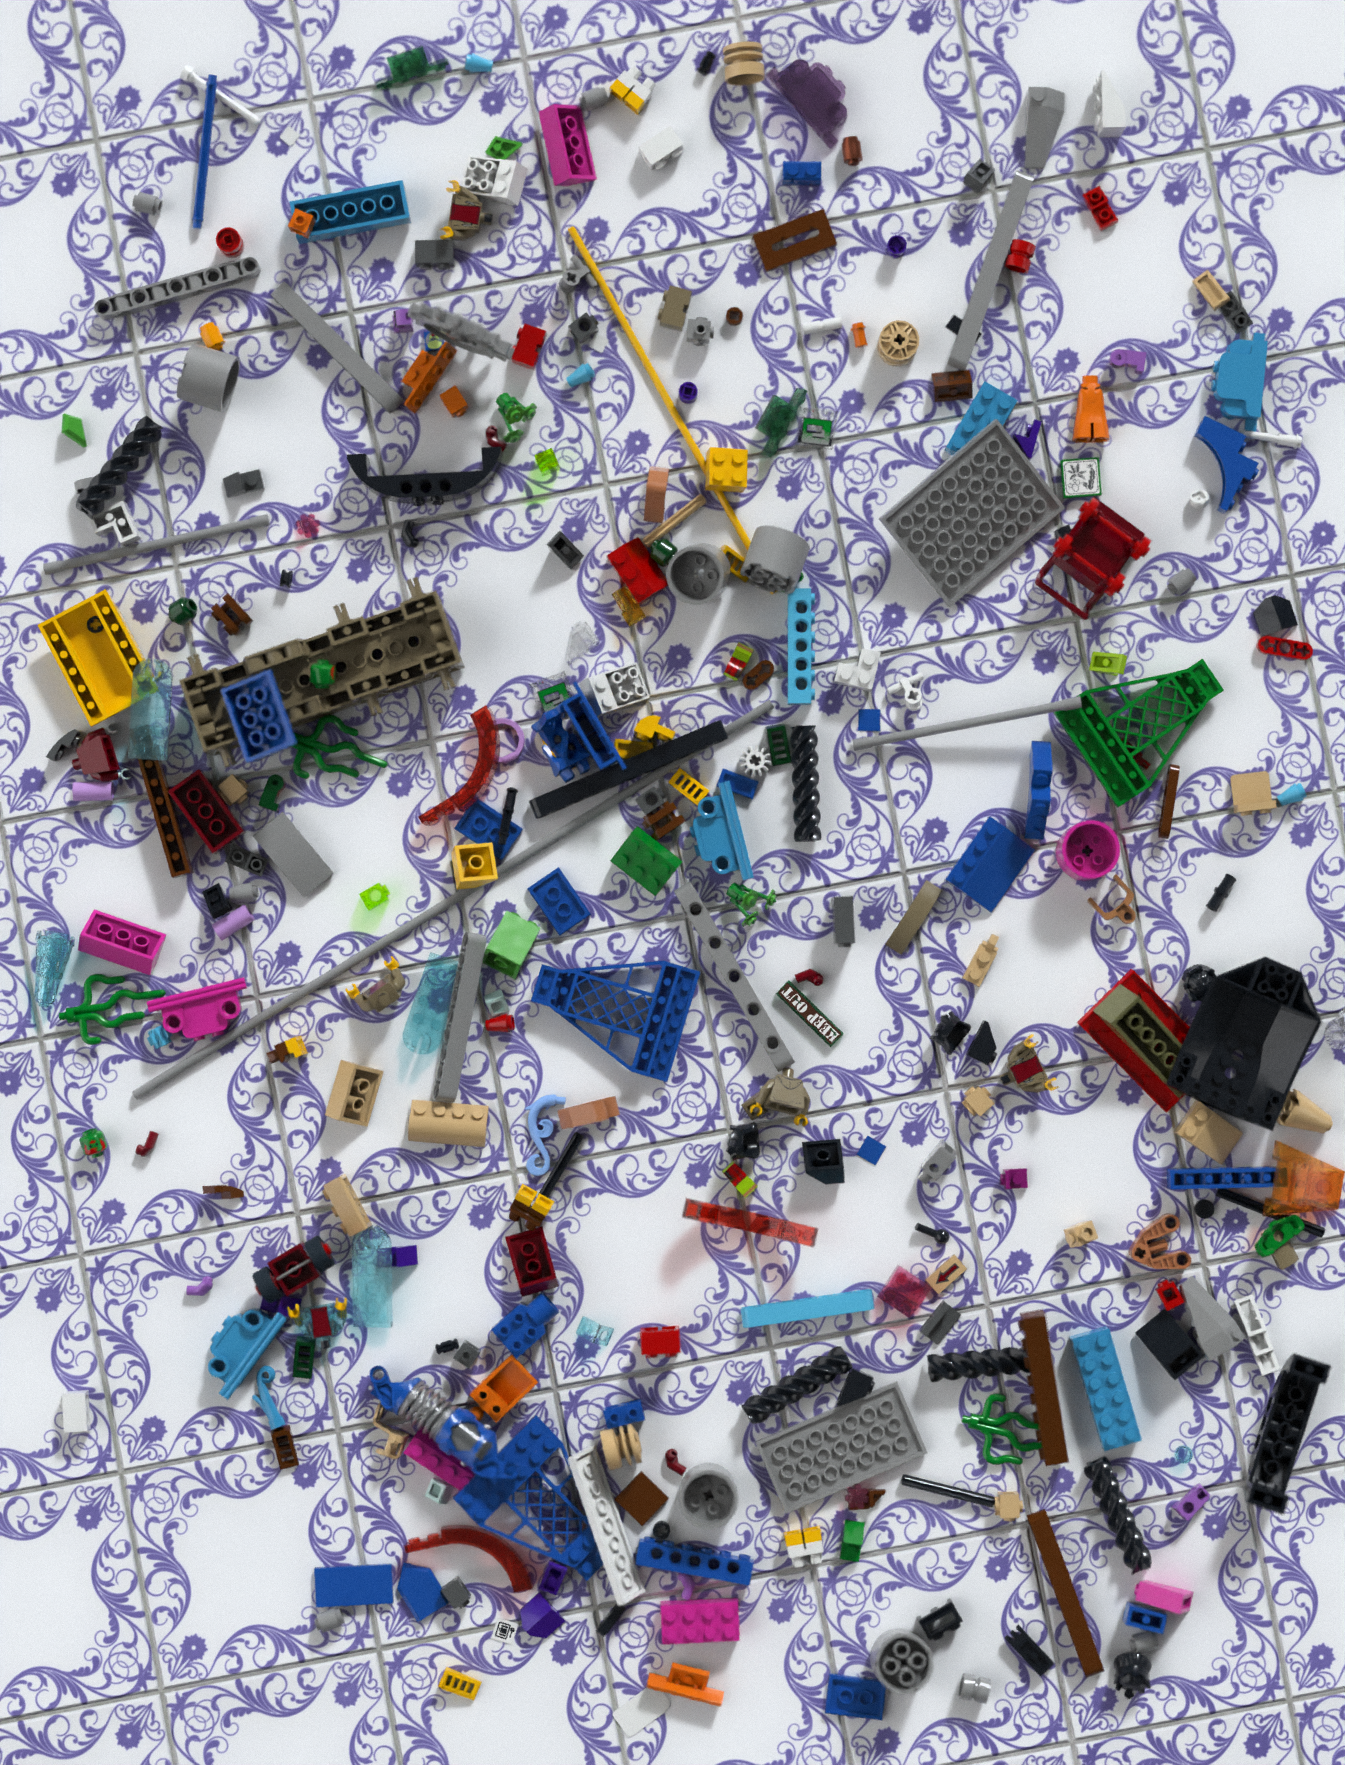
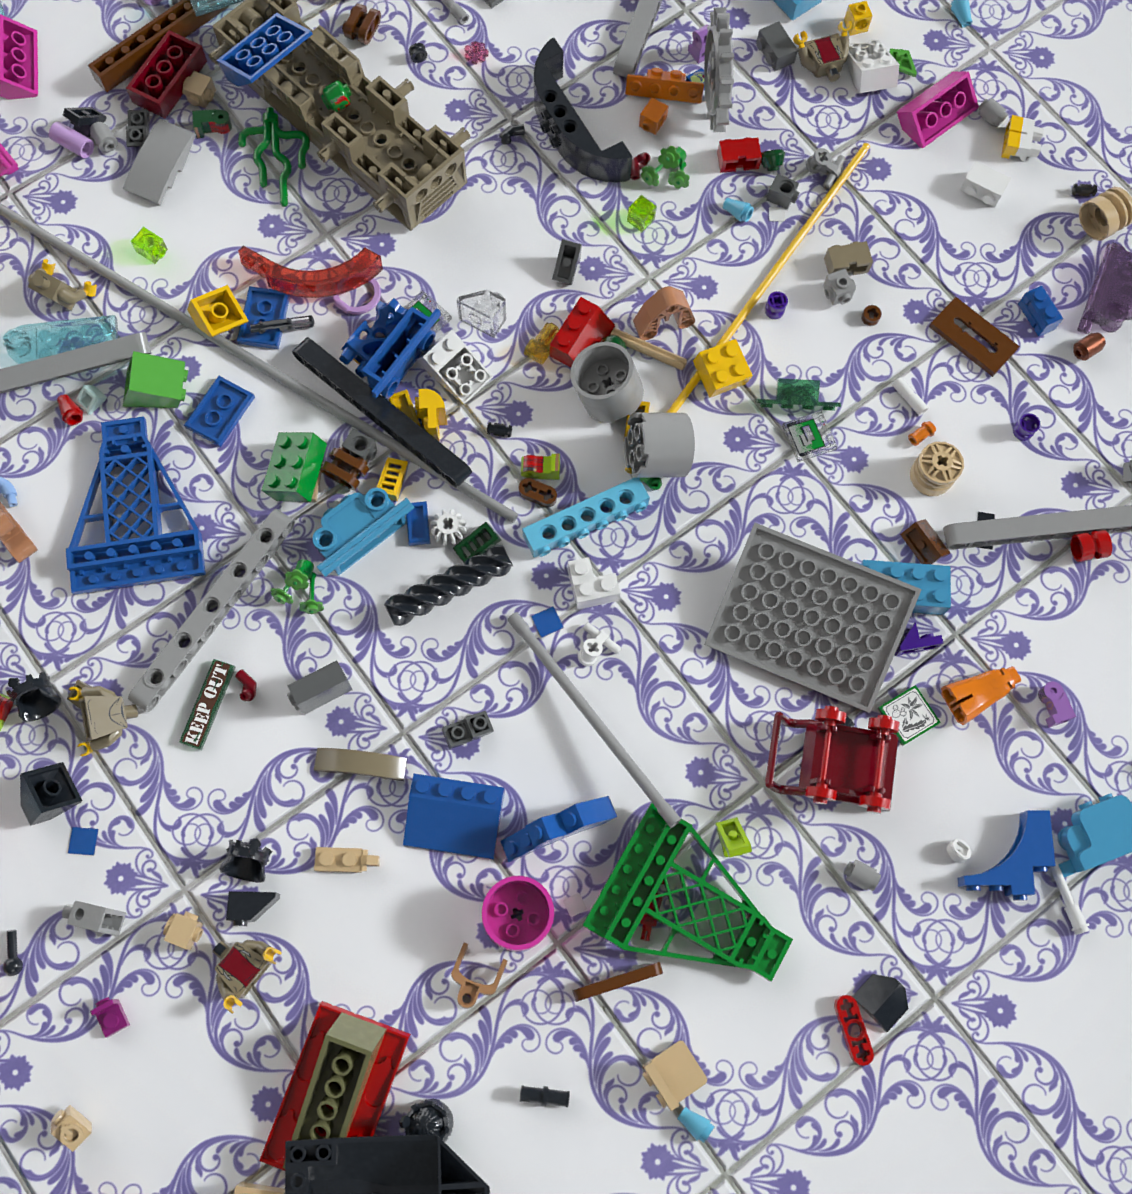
camera: 60 degrees right, 15 degrees down
(441, 164) = (860, 17): none -> yellow brick
(547, 319) = (772, 159): none -> dark green cone
(687, 679) = (499, 429): none -> black piece
(927, 823) = (467, 730): none -> dark grey slope

